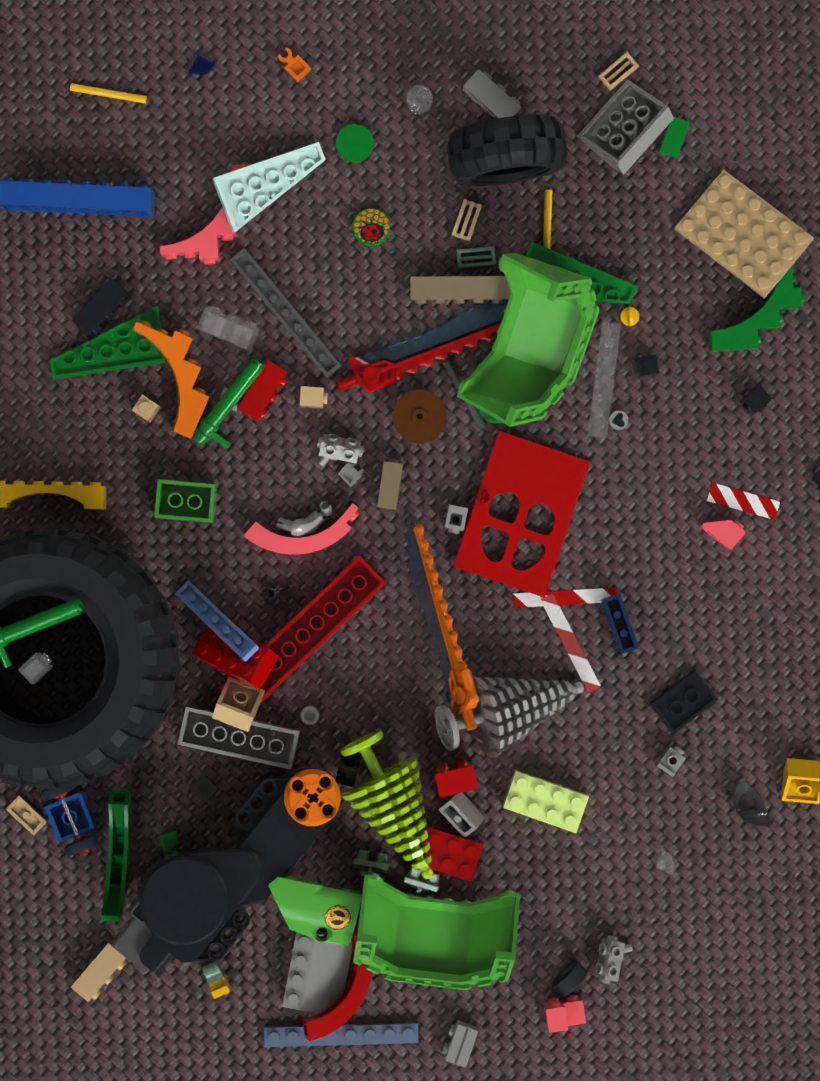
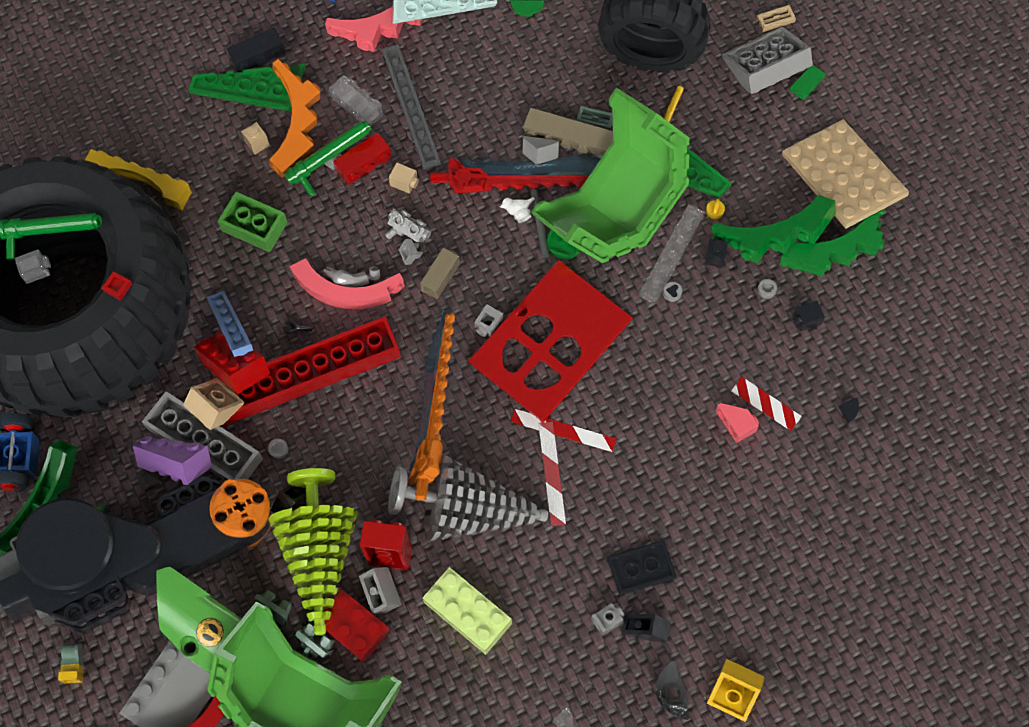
camera: 20 degrees right, 20 degrees down
(130, 664) = (116, 286): none -> red plate
(224, 769) = (172, 458): none -> medium lavender wedge
(371, 227) = (514, 66): tile -> none
(419, 416) = (491, 220): reddish brown piece -> none
(435, 317) = (540, 149): none -> light grey slope
(439, 387) = (518, 208): none -> white animal
(471, 204) = (600, 76): tan tile -> none
(619, 624) = (605, 467): dark blue brick -> none
(707, 383) = (767, 288): none -> light grey tile
(707, 756) = (646, 627): none -> black slope
(725, 313) = (755, 241): none -> green arch

